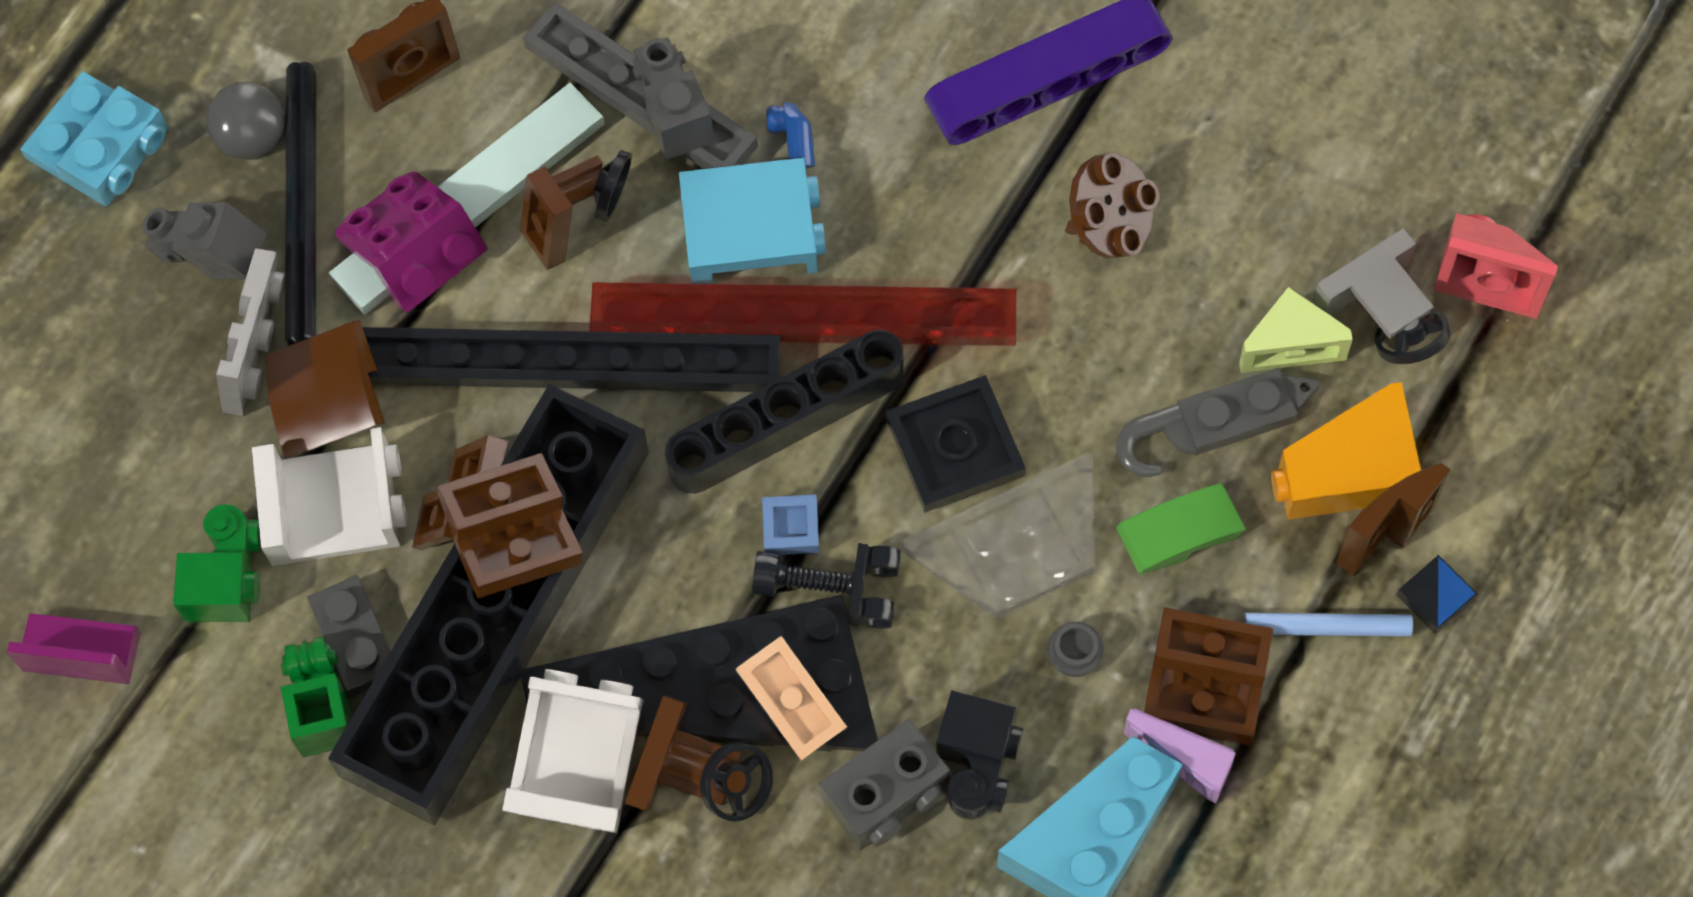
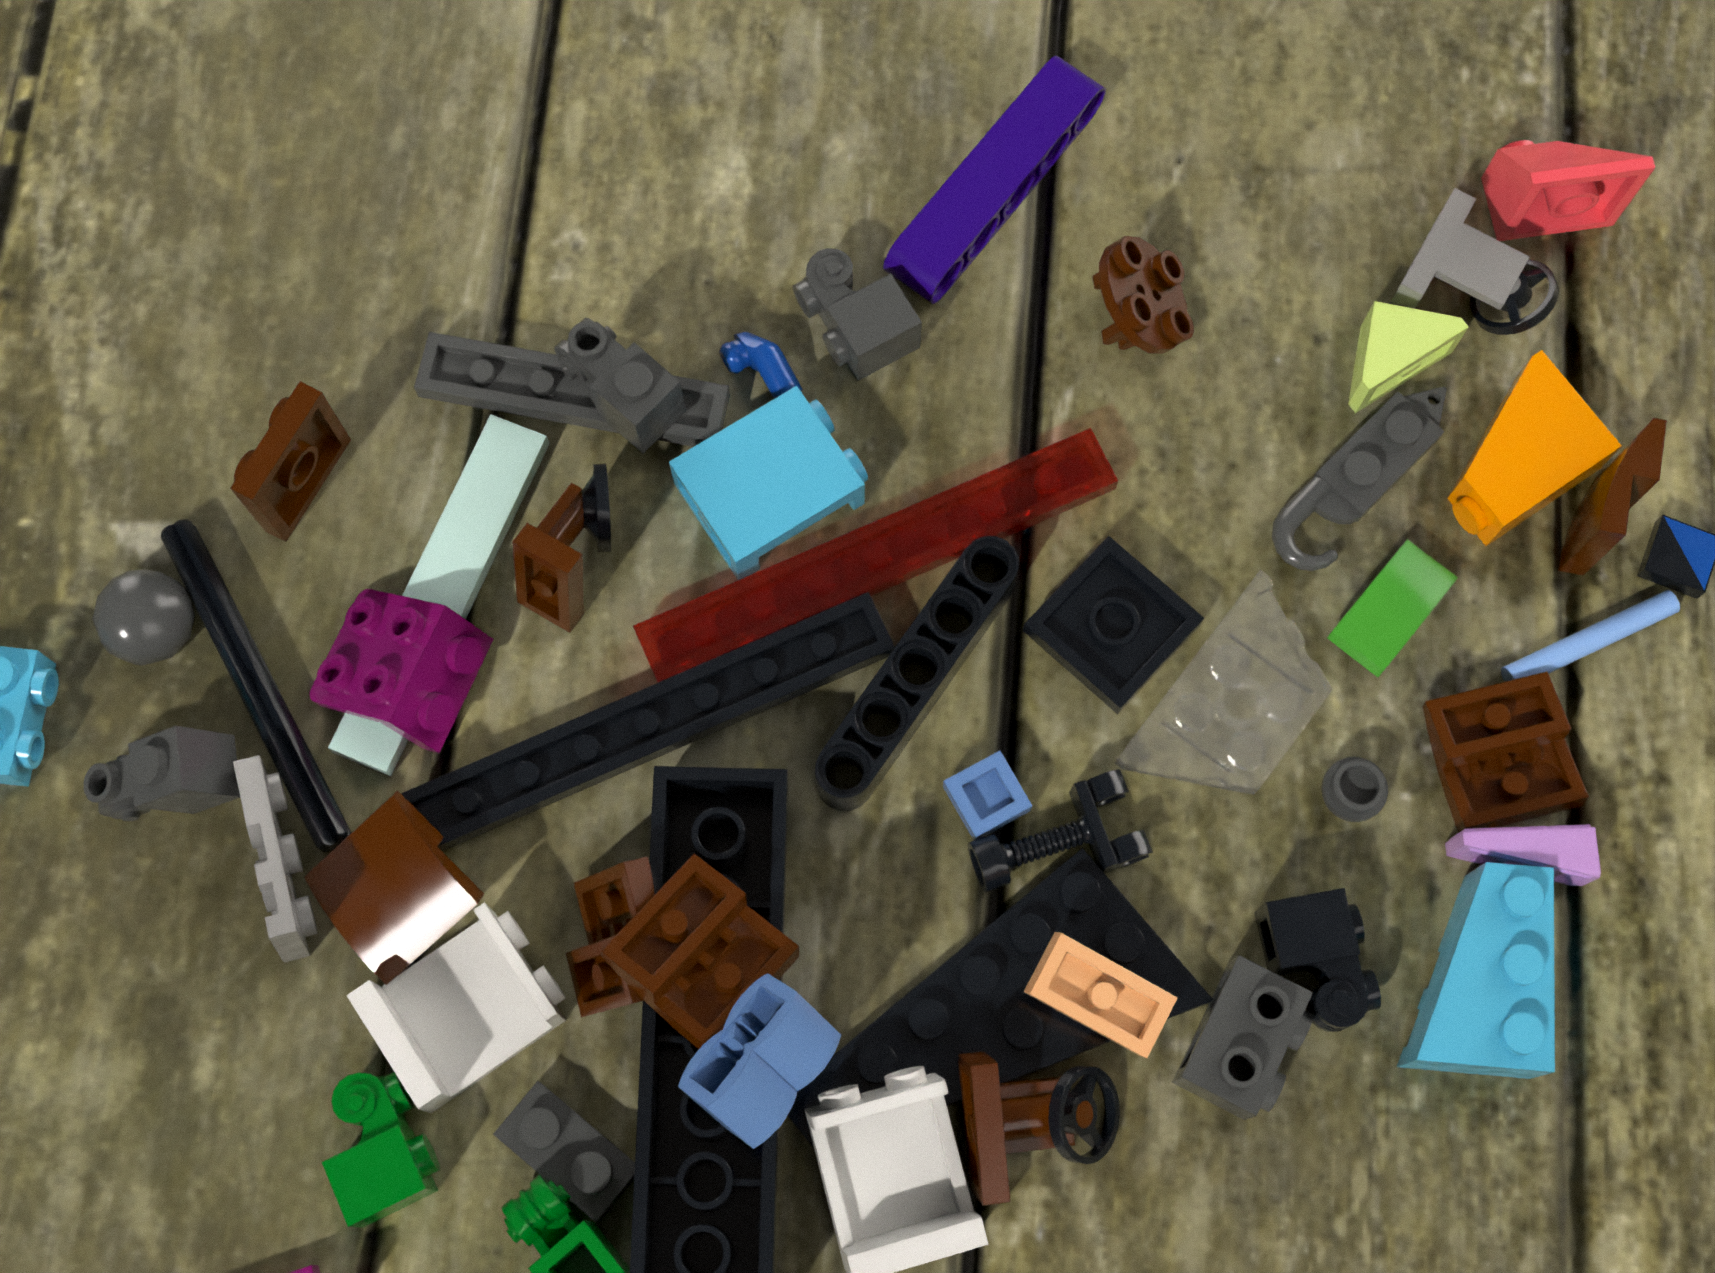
camera: 30 degrees left, 5 degrees up
(511, 614) = (760, 1060): none -> medium blue brick
(888, 135) = (864, 325): none -> dark grey brick

